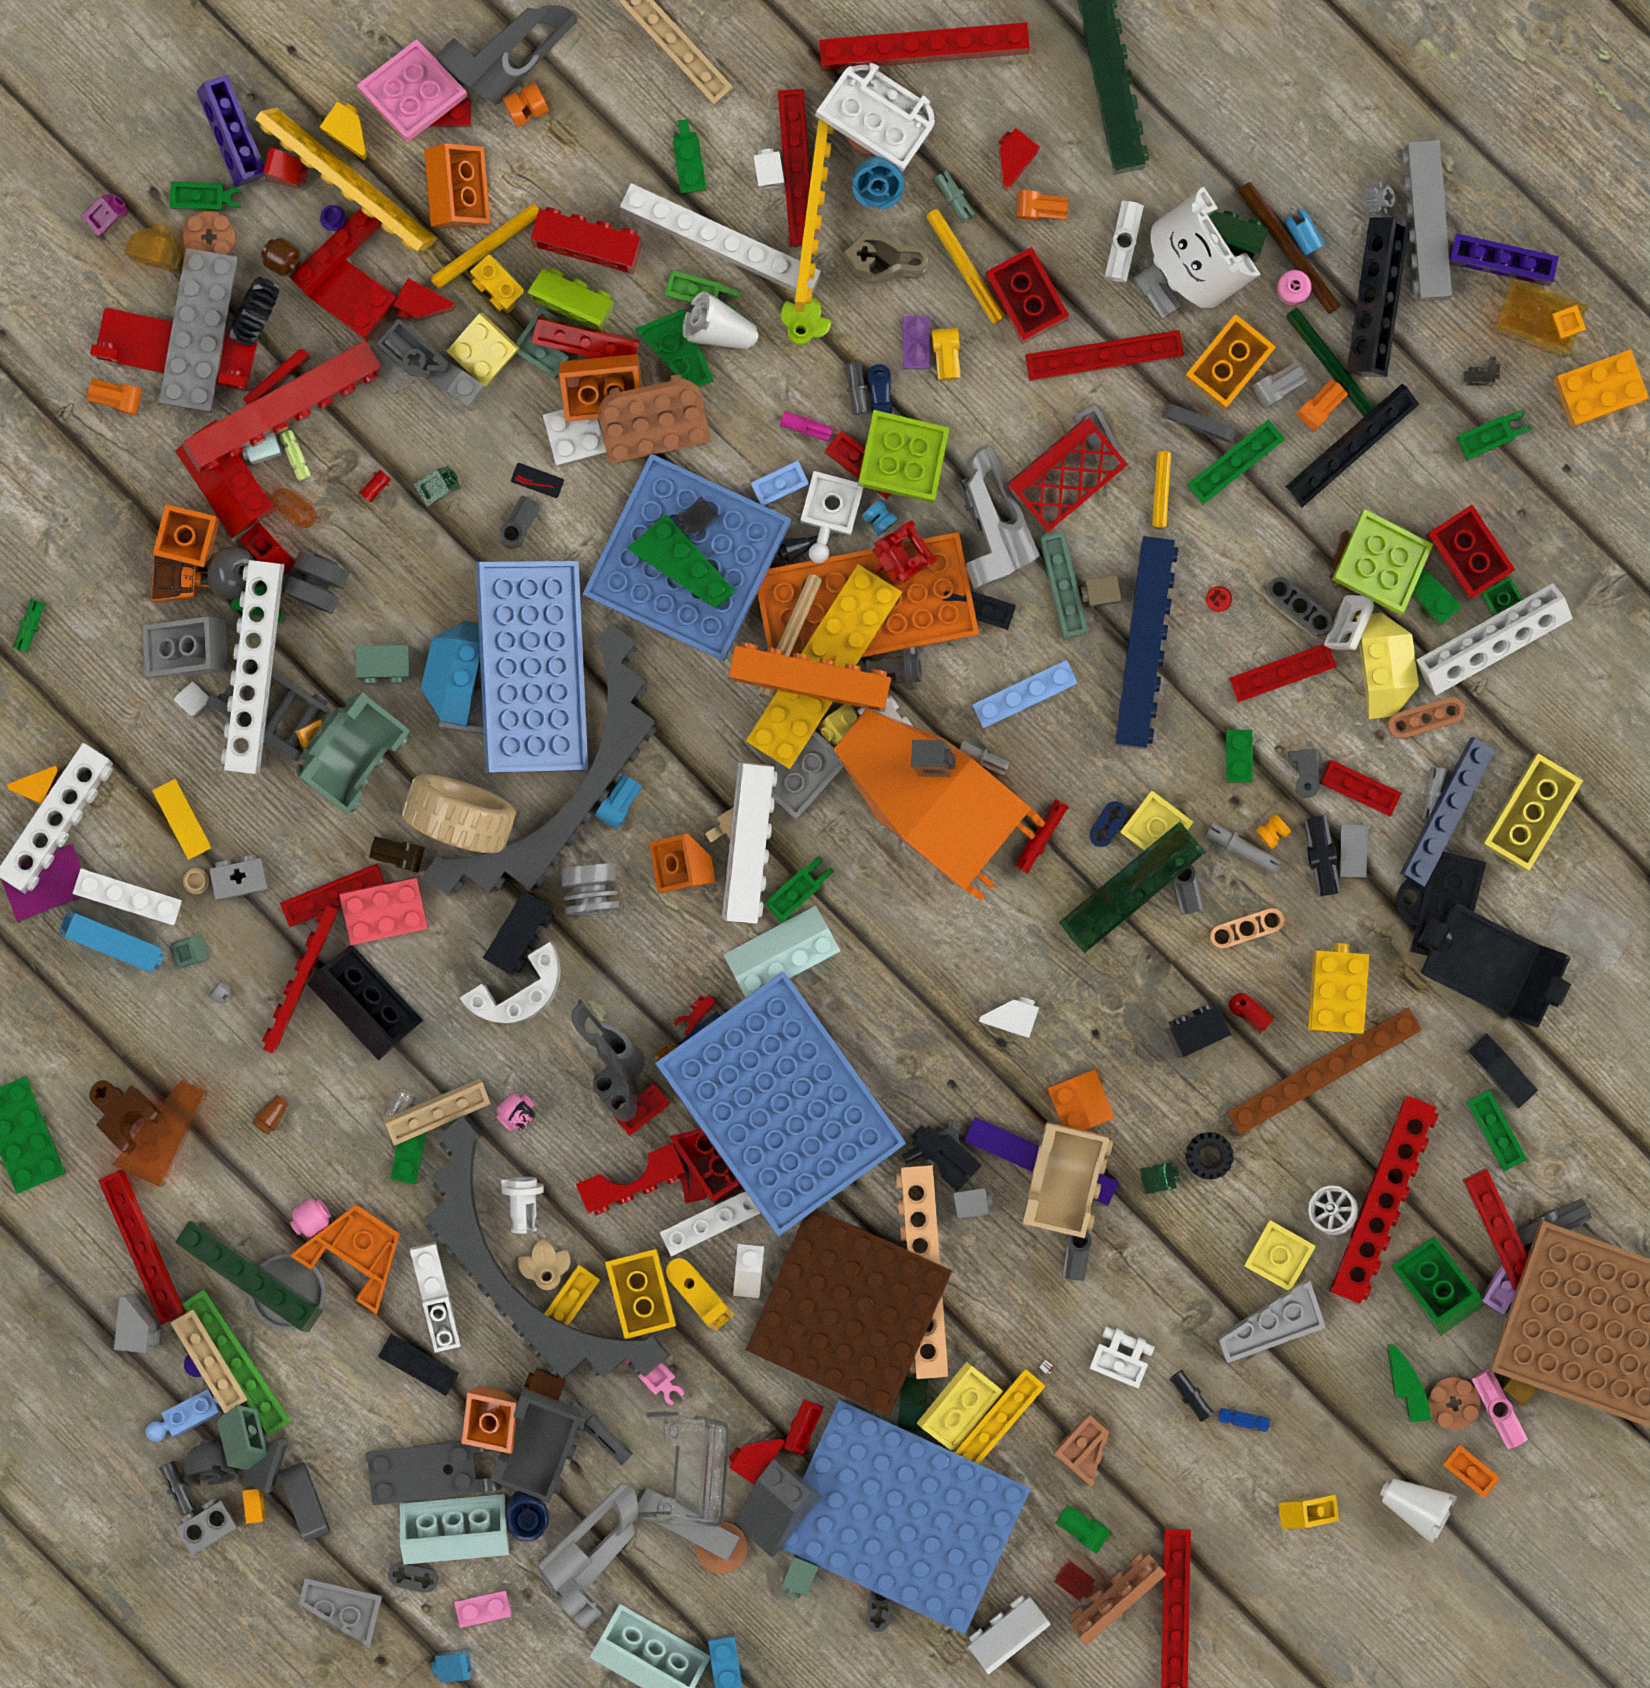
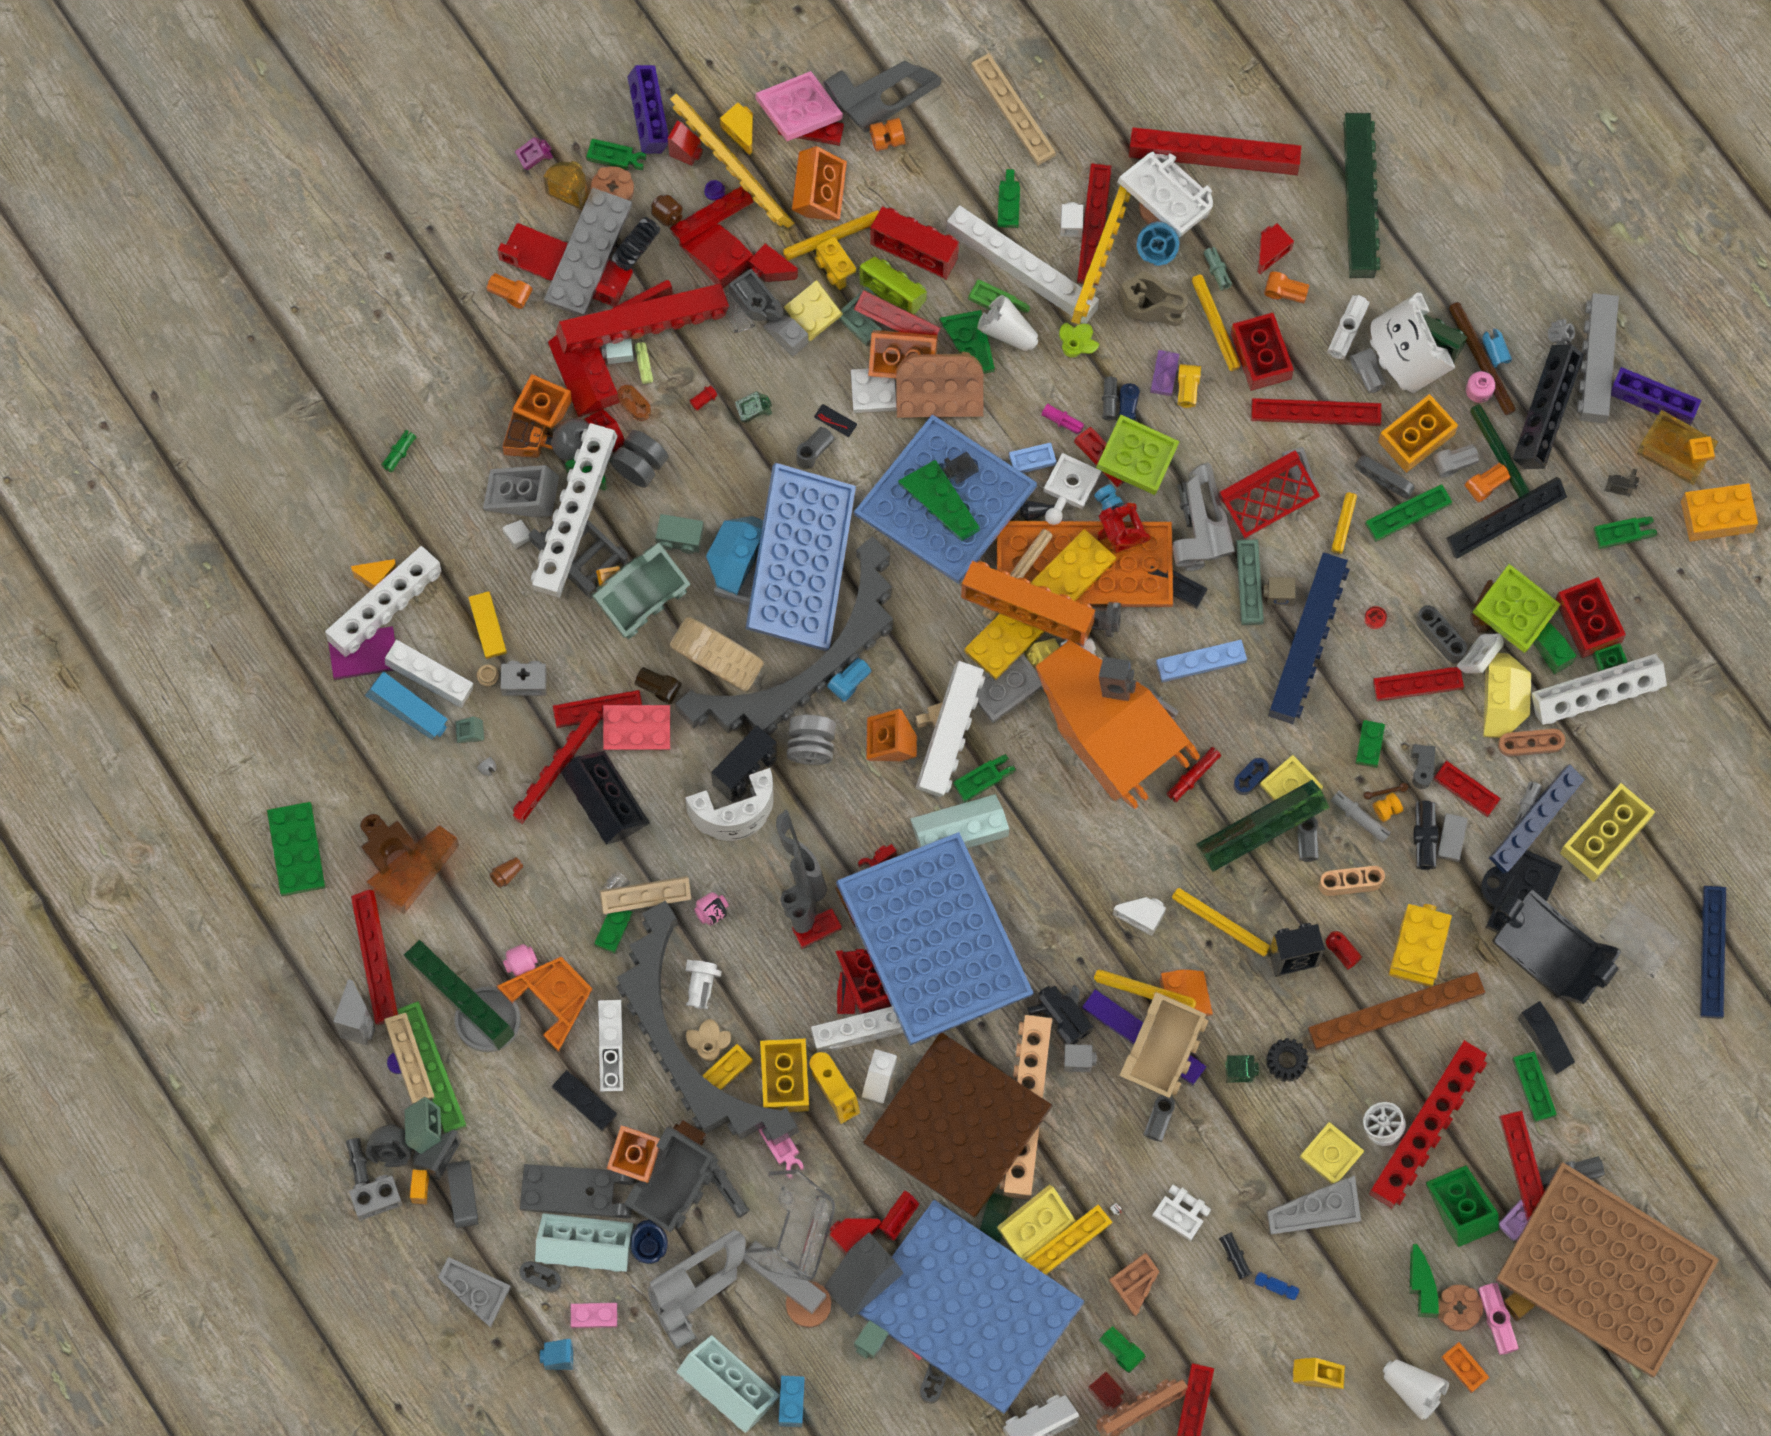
camera: 10 degrees right, 15 degrees down
(184, 1416) = (377, 1103): light blue plate -> none
(600, 1192) = (768, 988): red arch -> none
(1032, 1111) = (1139, 988): none -> yellow axle
(1104, 1007) = (1221, 922): none -> yellow axle
(1286, 801) = (1403, 788): none -> reddish brown hinge

